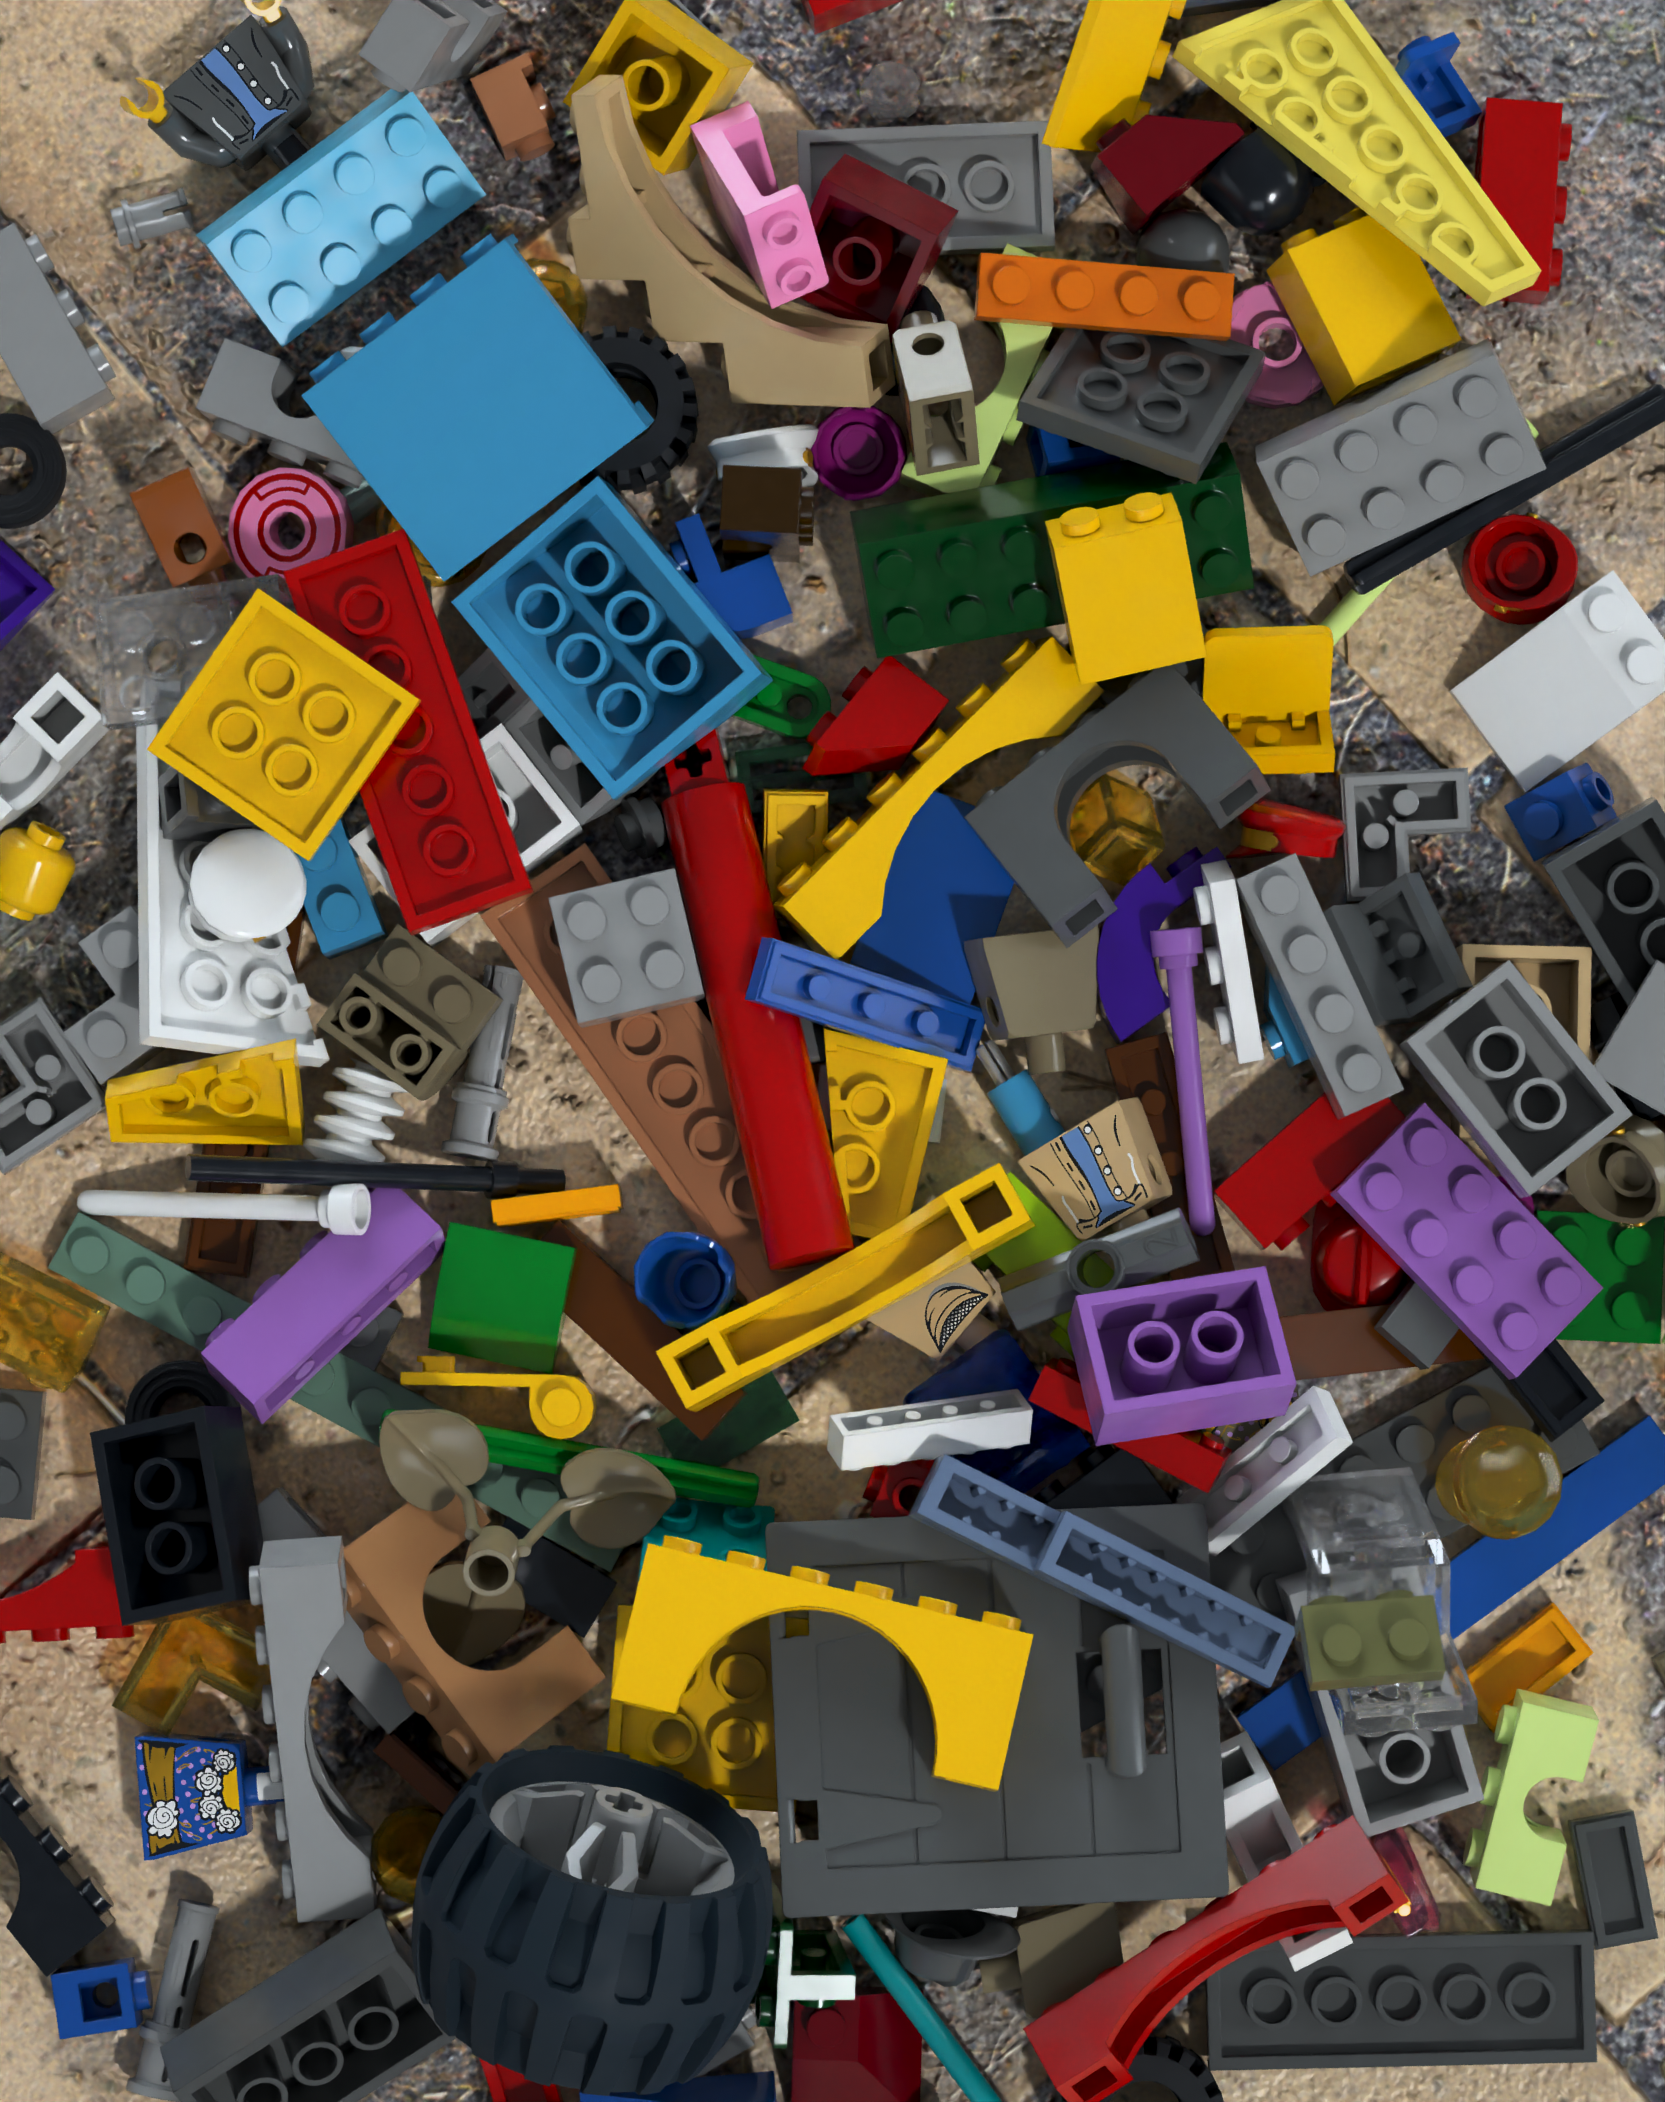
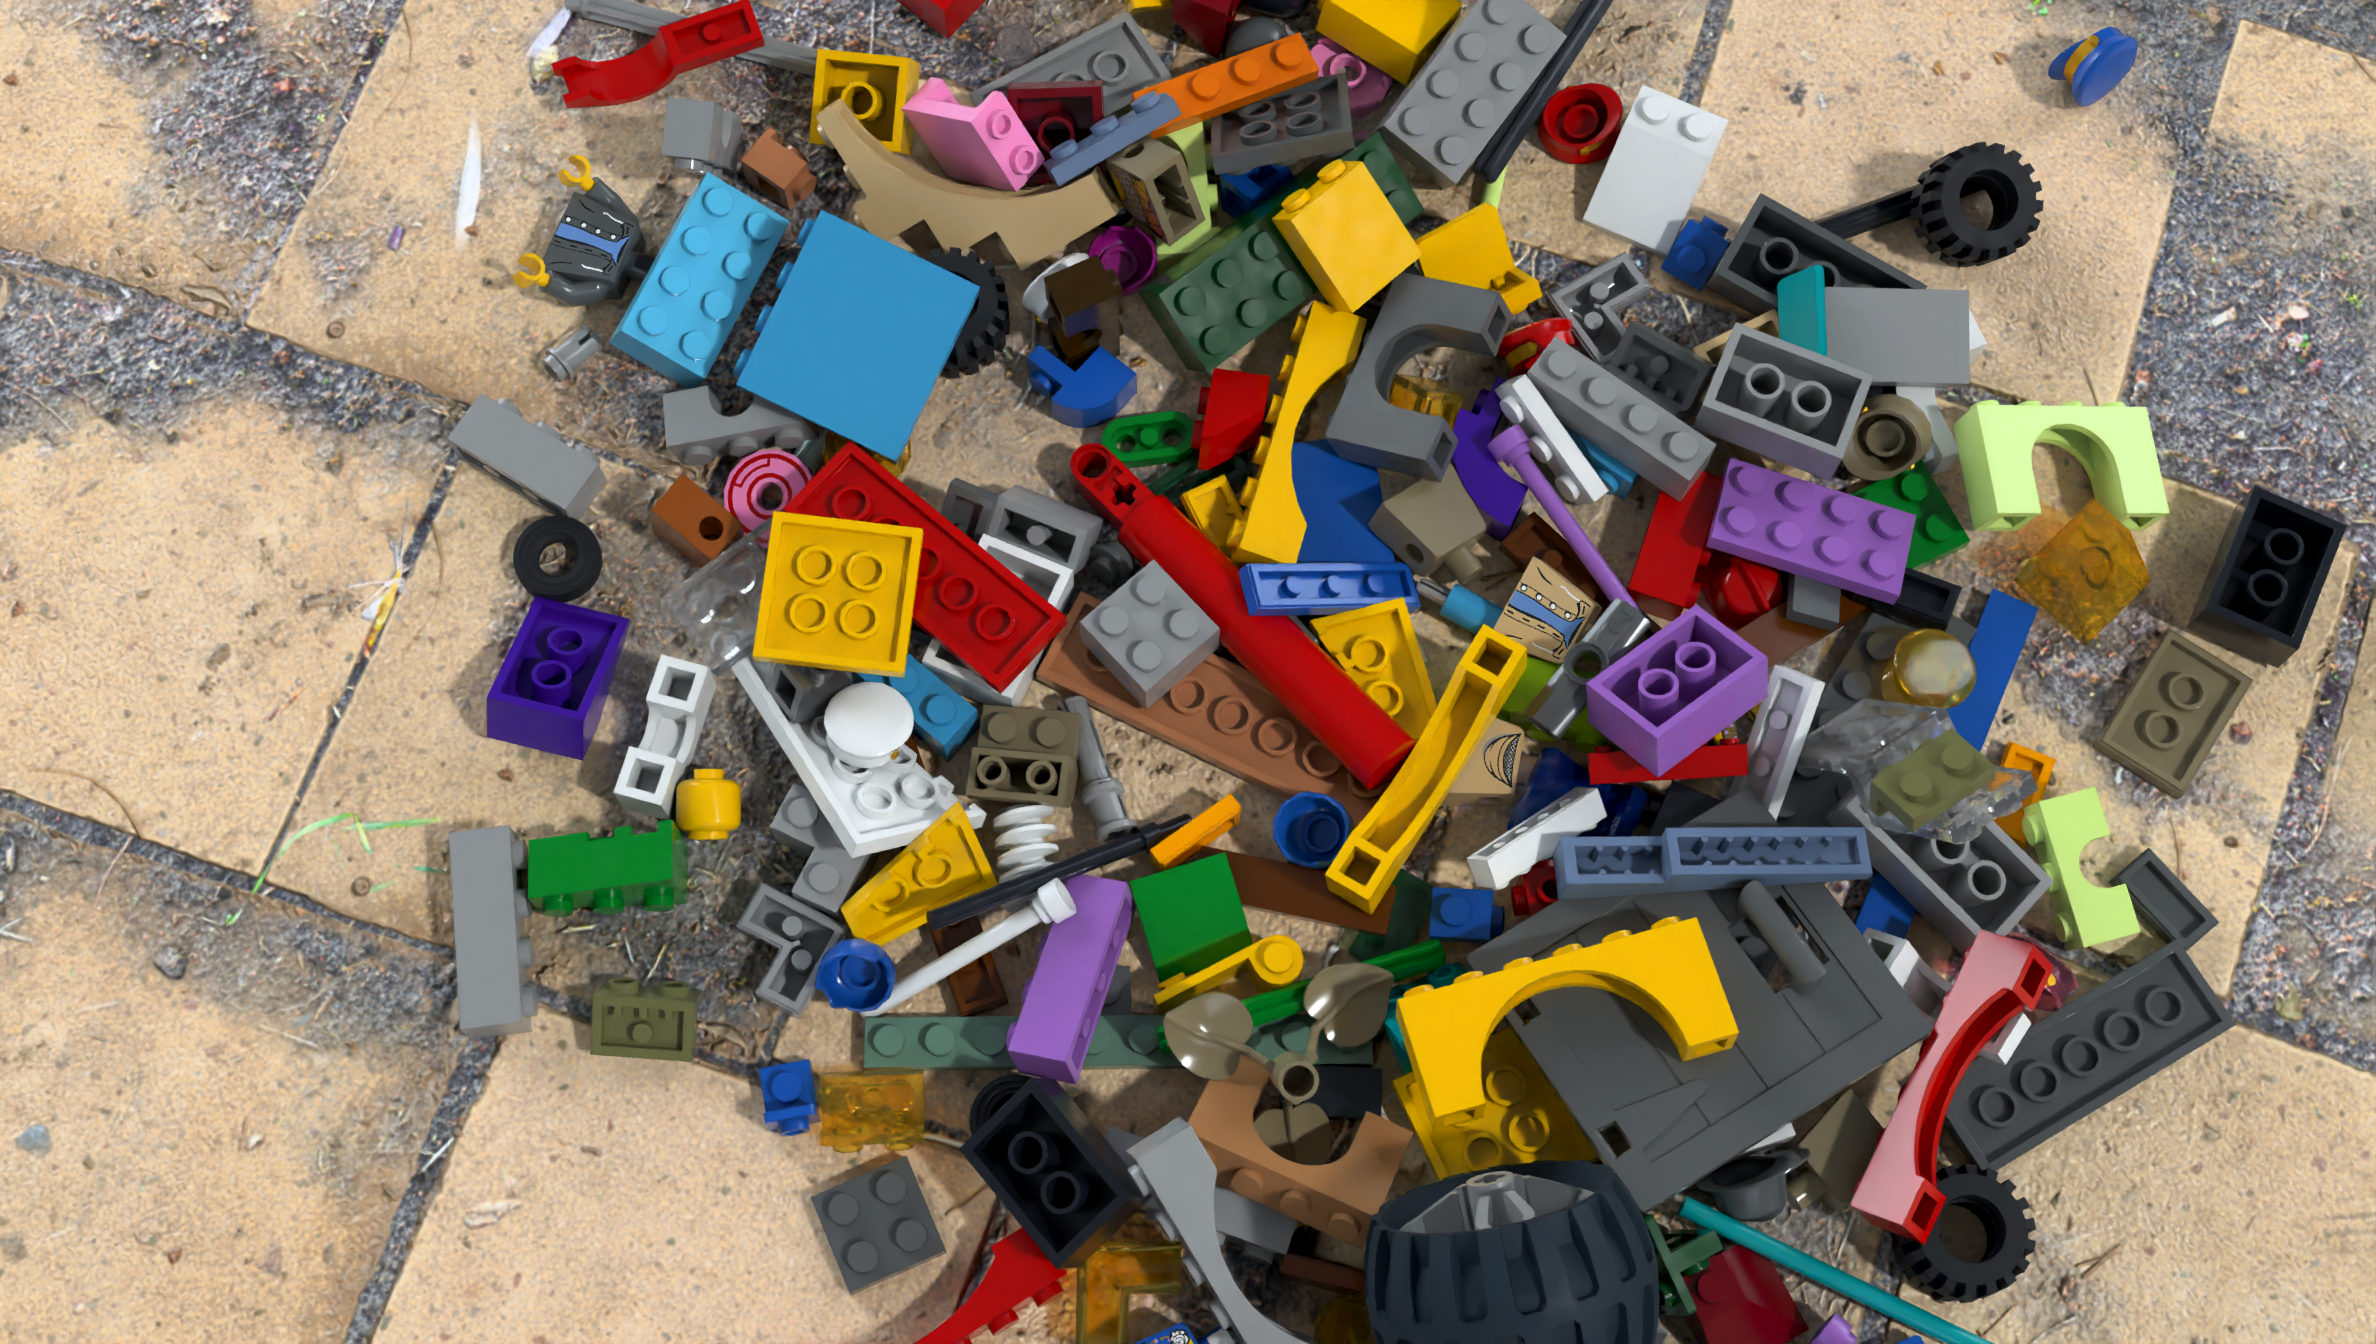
camera: 30 degrees left, 15 degrees down
(87, 1165) = (856, 975): none -> blue hair
(611, 639) = (1029, 435): dark azure slope -> none
(803, 1468) = (1465, 915): none -> blue bracket
(915, 307) = (1110, 136): none -> sand blue plate
(1607, 985) = (1803, 309): none -> teal slope

